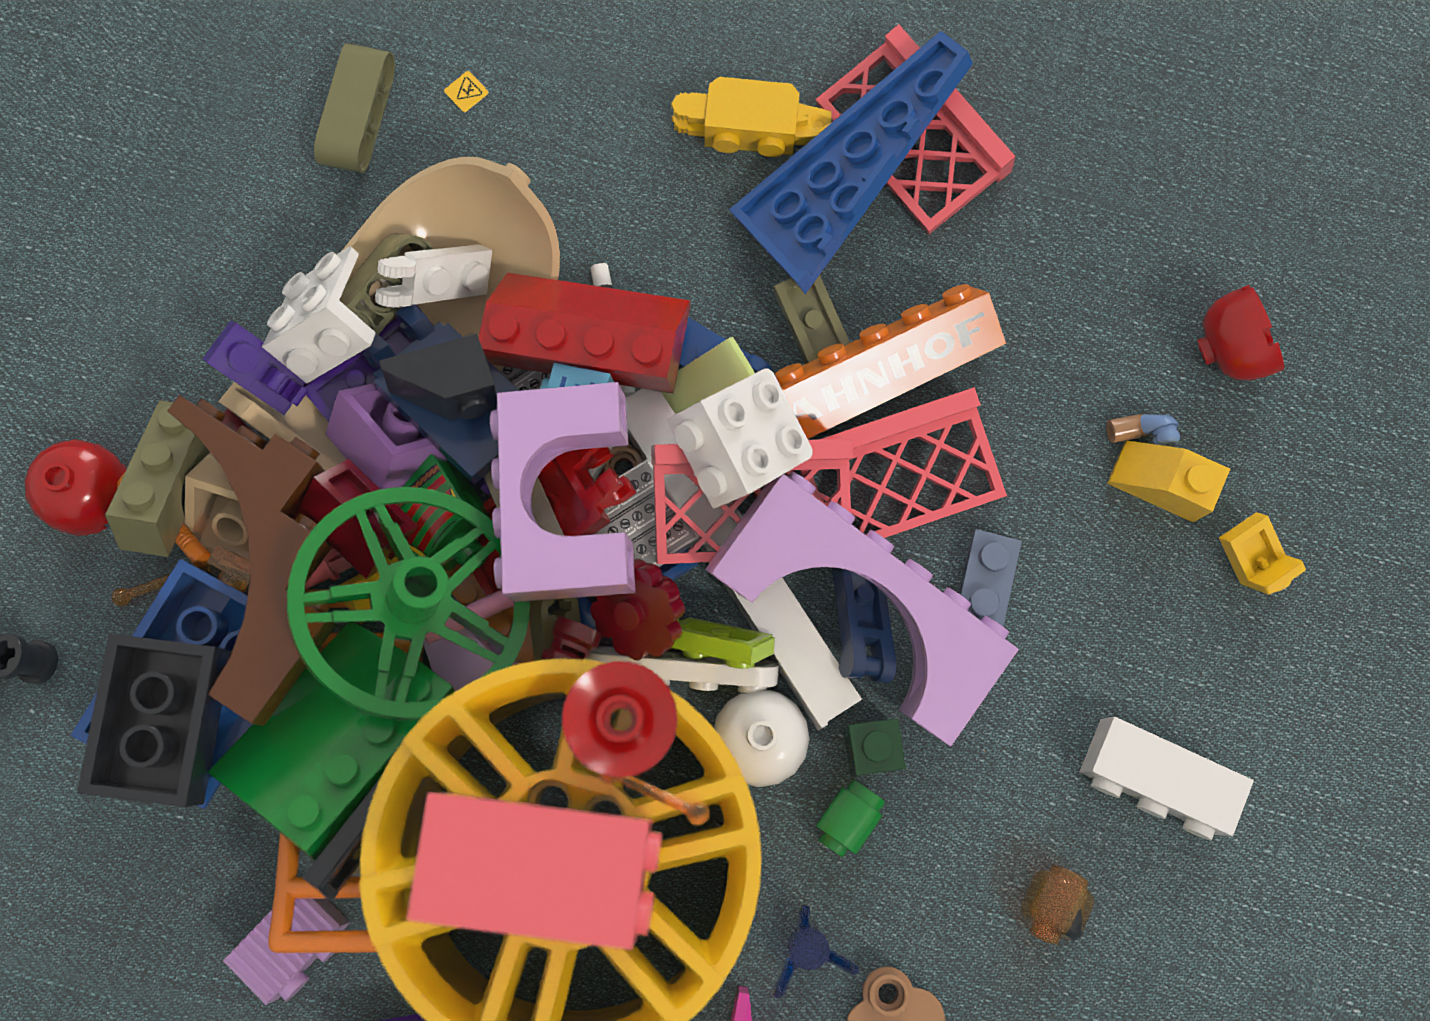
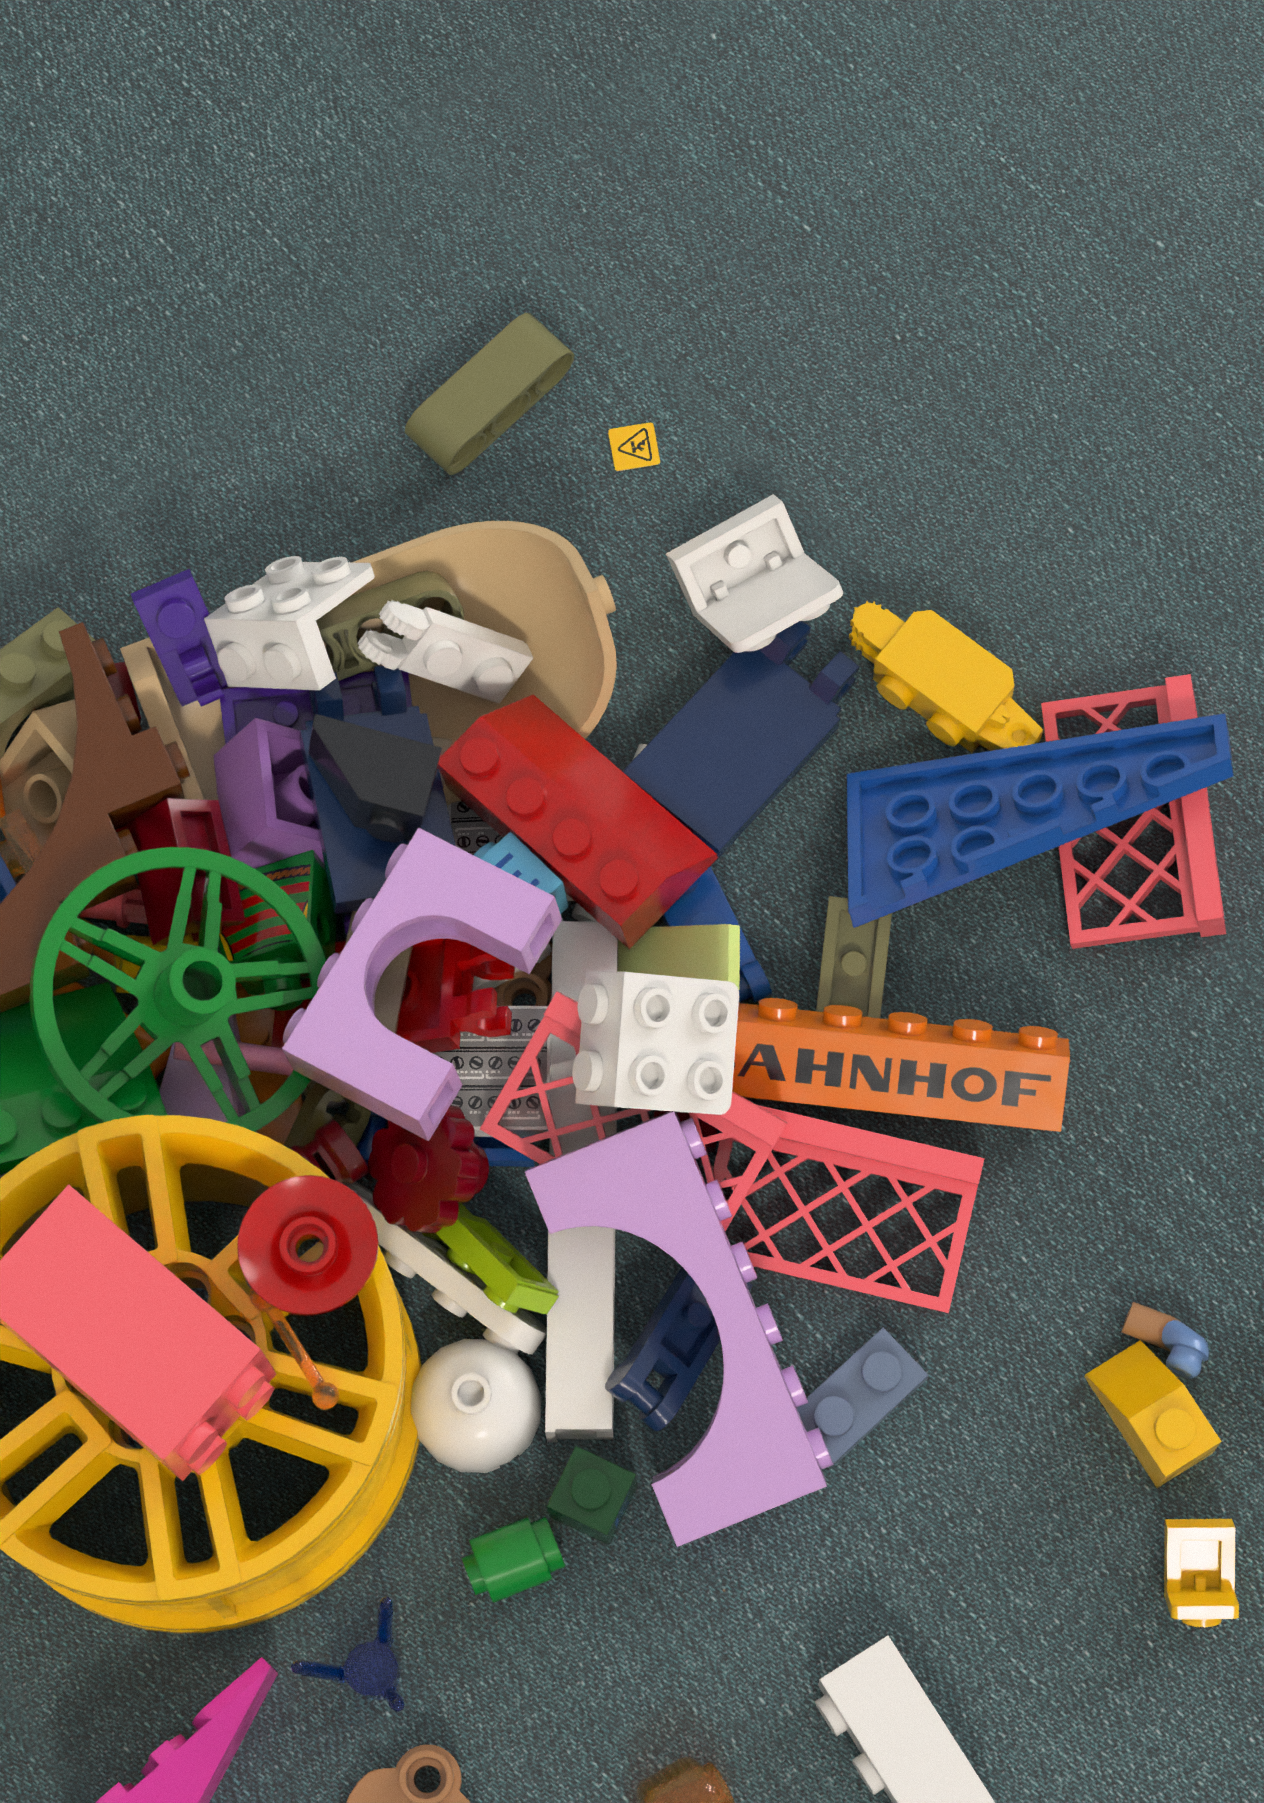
camera: 40 degrees right, 5 degrees down
(593, 124) = (752, 577): none -> white bracket
(652, 222) = (742, 738): none -> dark blue tile

